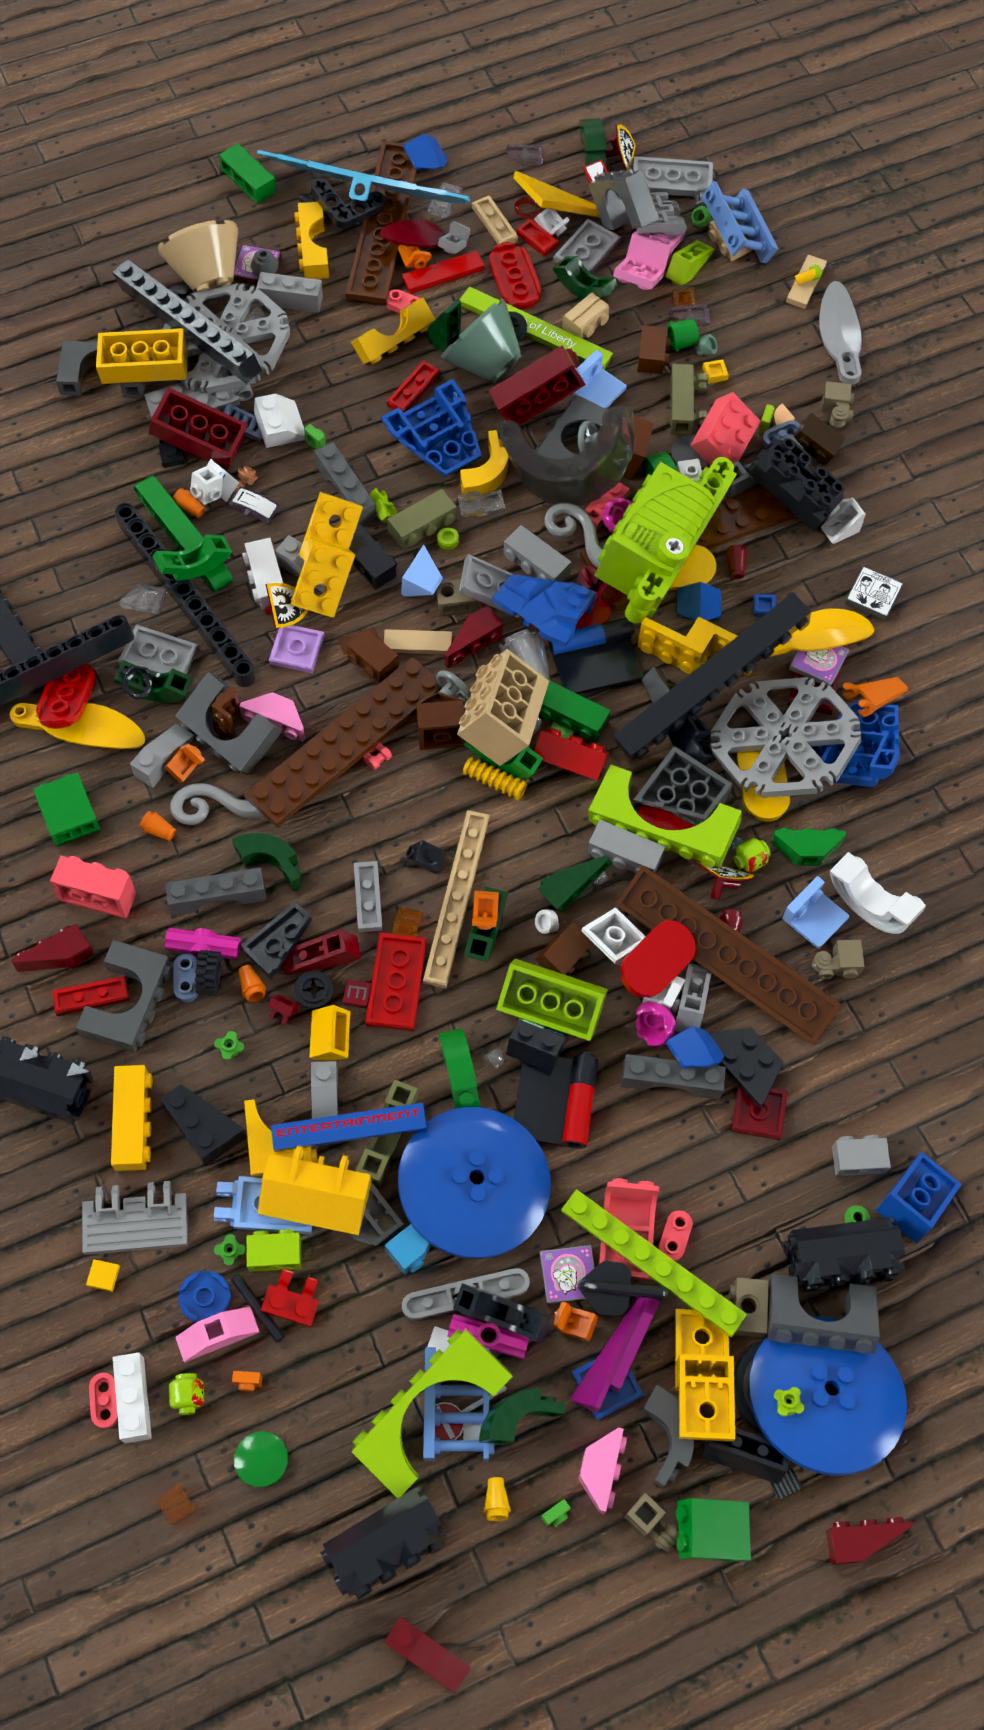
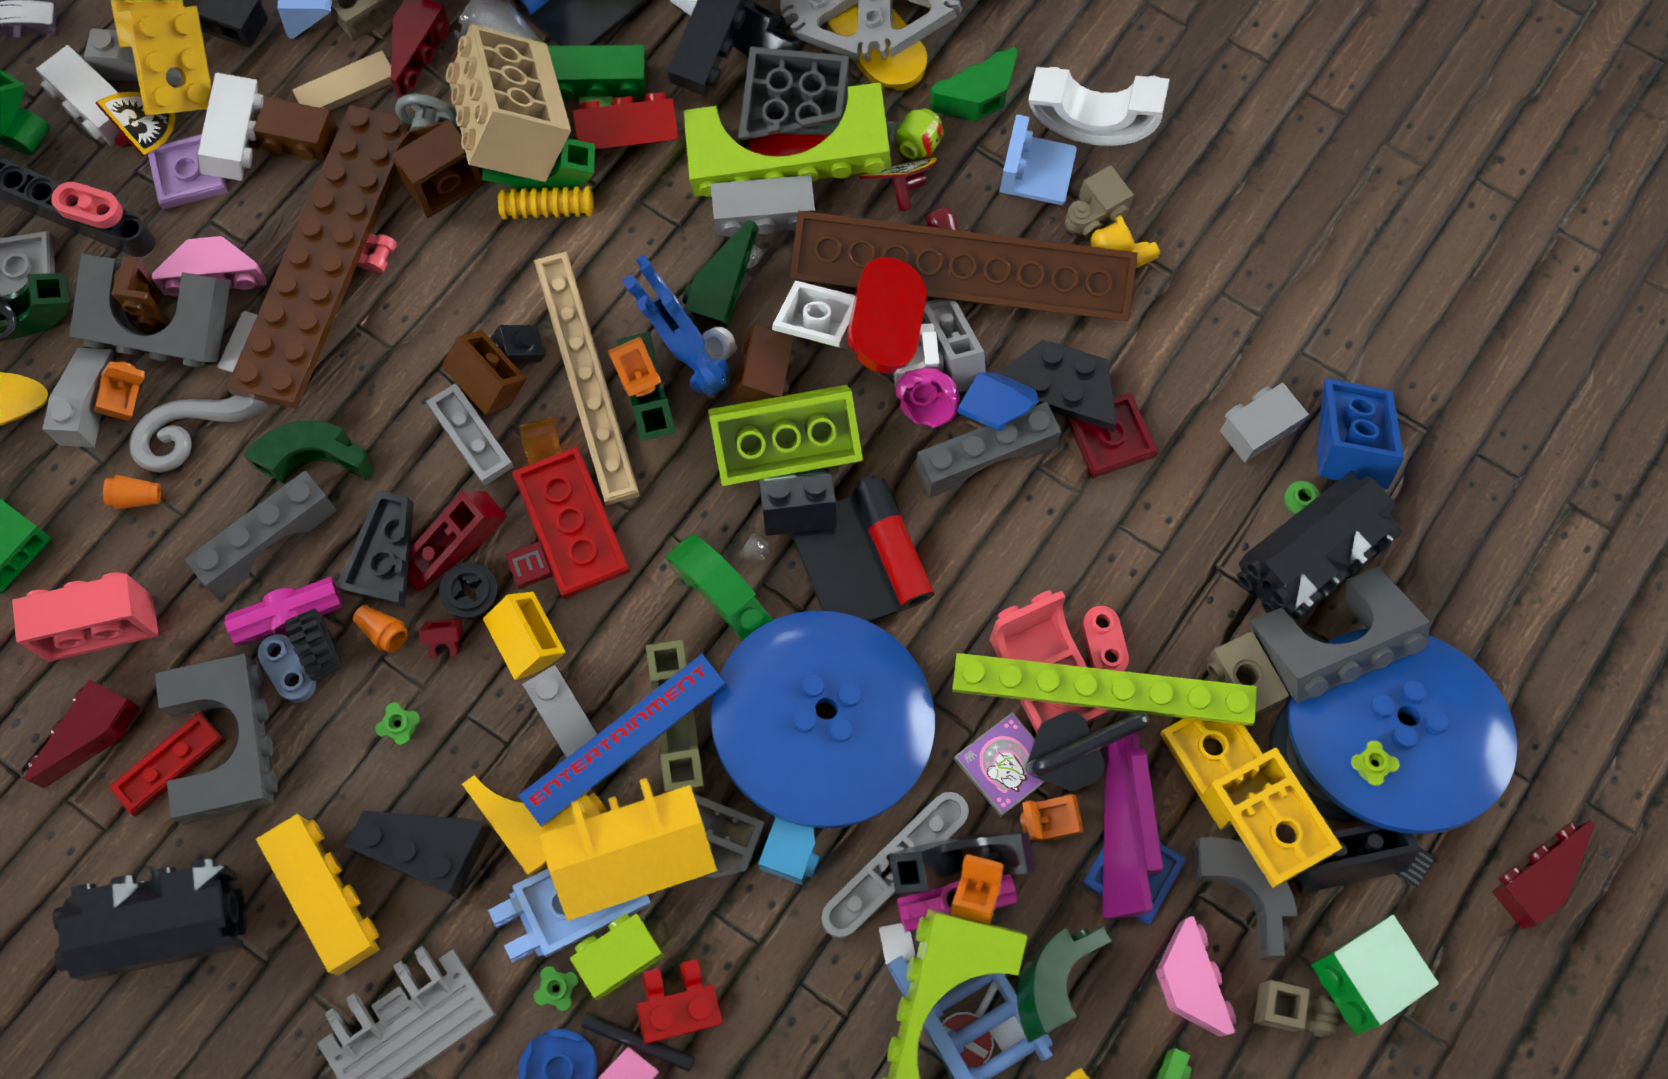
camera: 30 degrees left, 5 degrees up
(228, 644) = (90, 205): none -> coral plate
(267, 767) = (237, 341): none -> white sticker
(335, 635) = (229, 127): none -> white brick
(396, 863) = (483, 372): none -> reddish brown brick
(501, 1333) = (977, 889): none -> orange bracket
(524, 899) = (678, 331): none -> blue animal
(838, 990) = (1119, 238): none -> yellow piece

